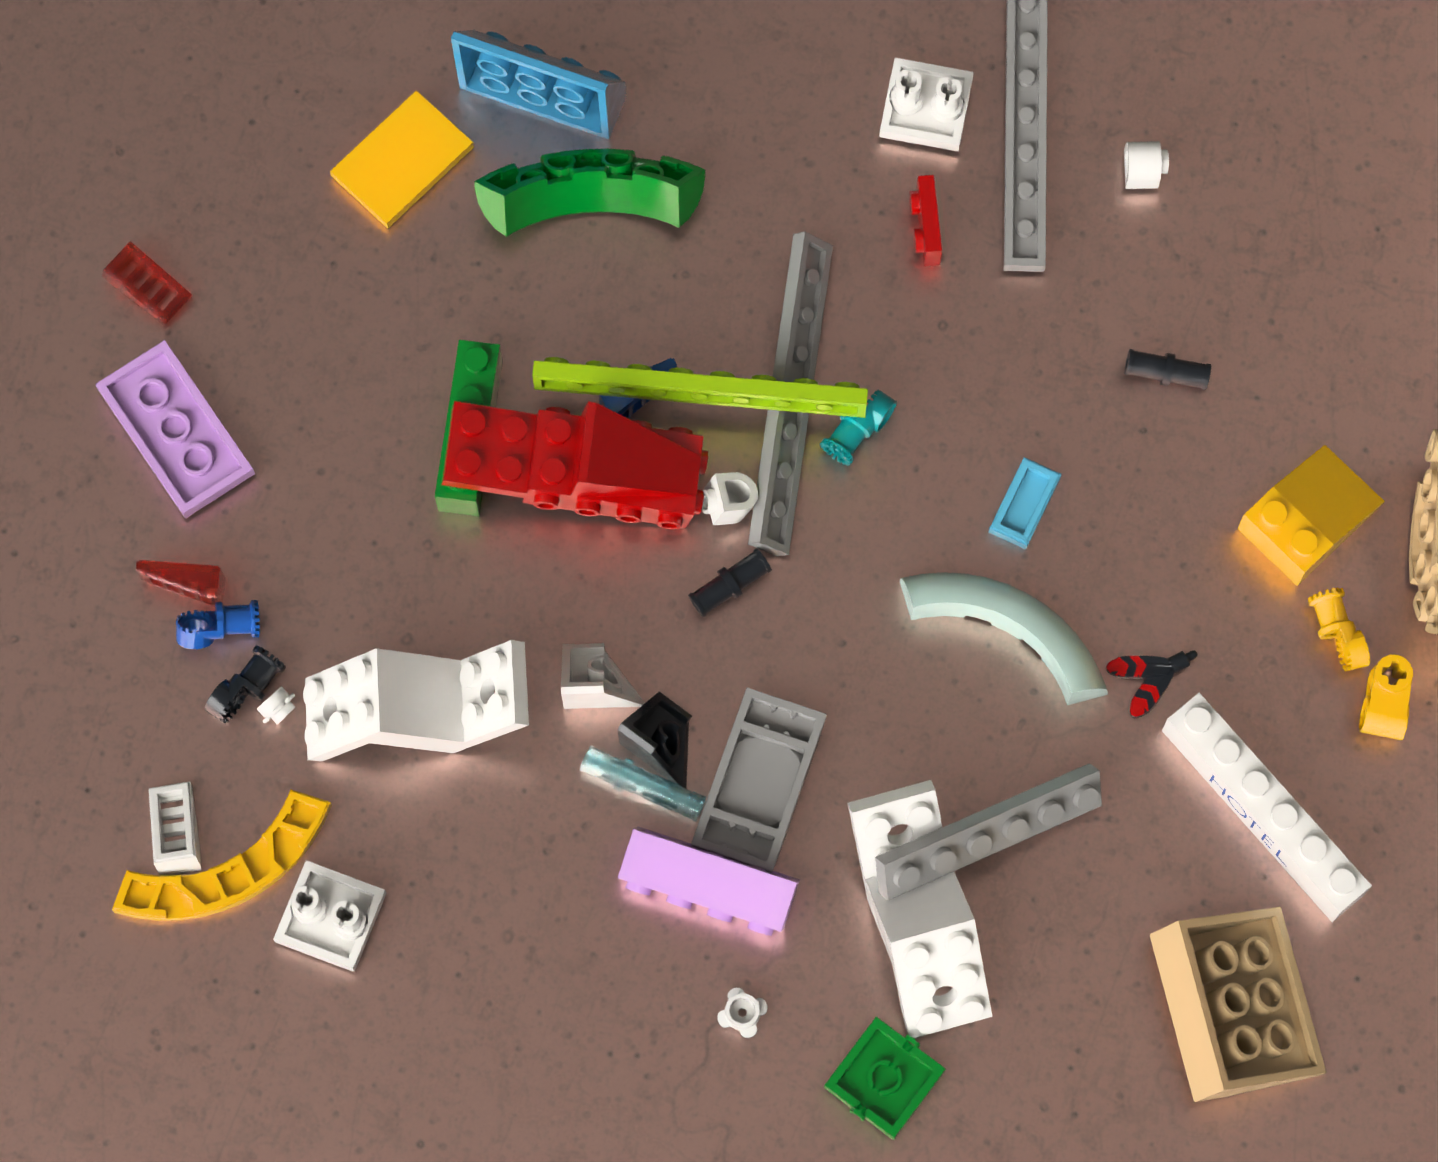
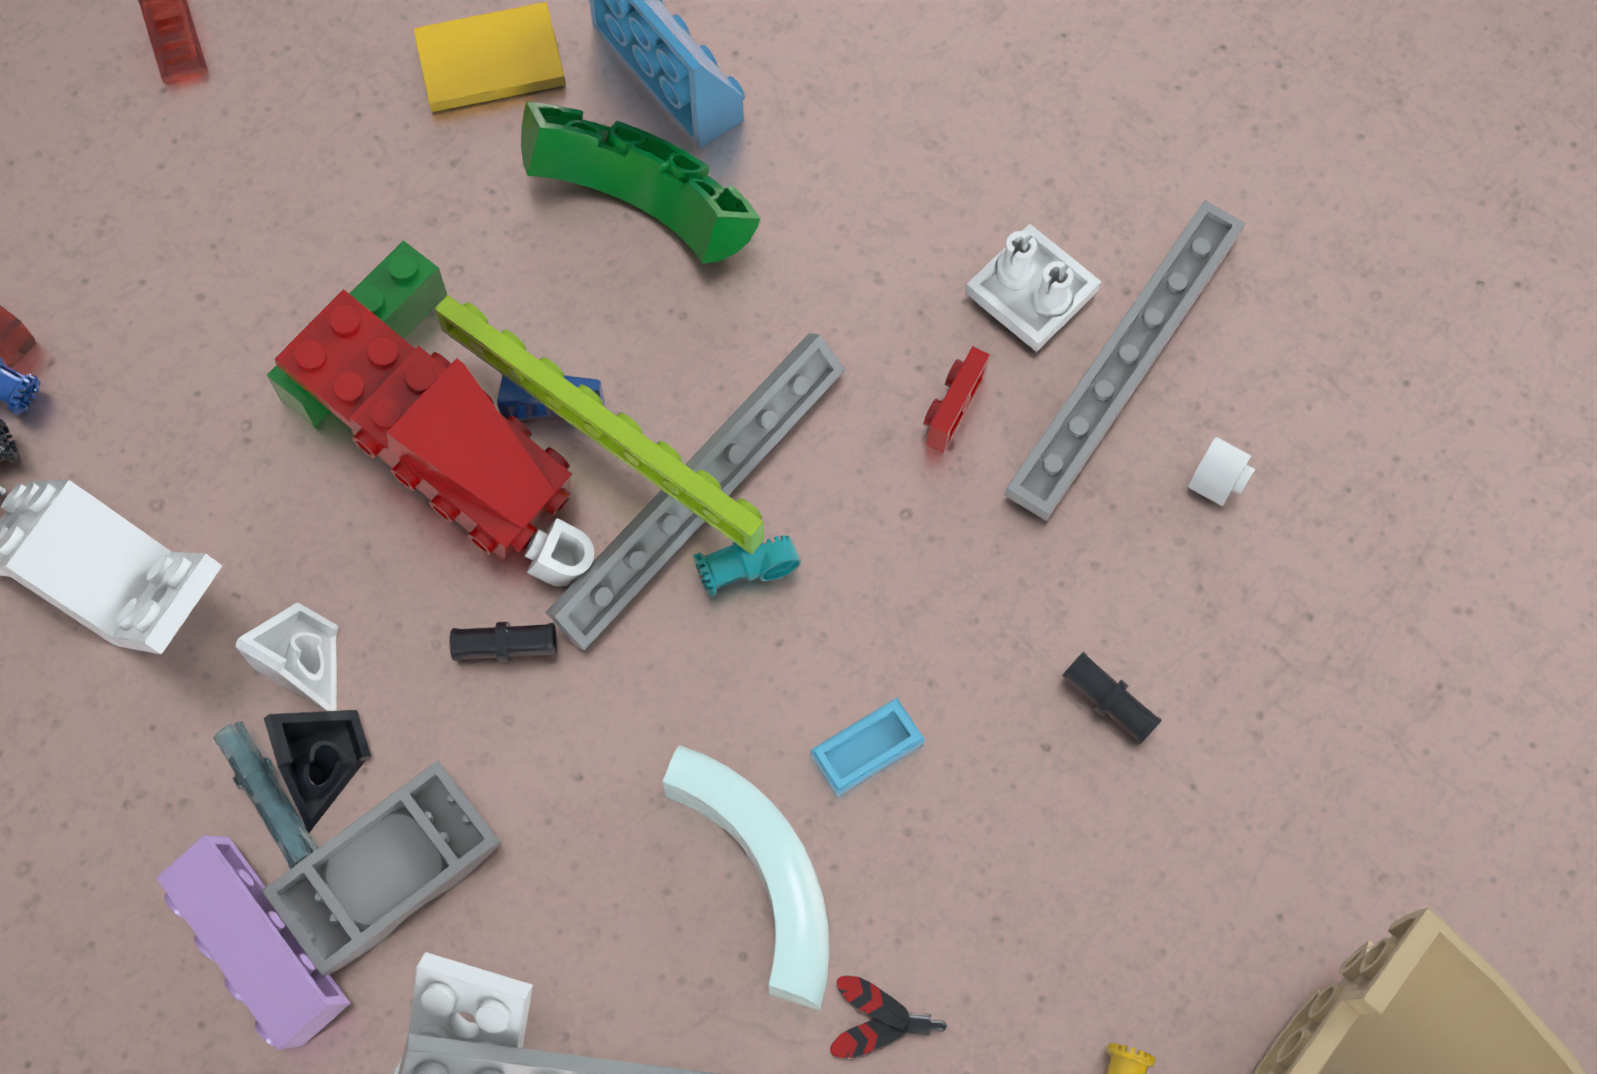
camera: 30 degrees right, 5 degrees down
(175, 429) = (92, 177): lavender plate -> none
(1309, 514) = (1171, 949): yellow slope -> none

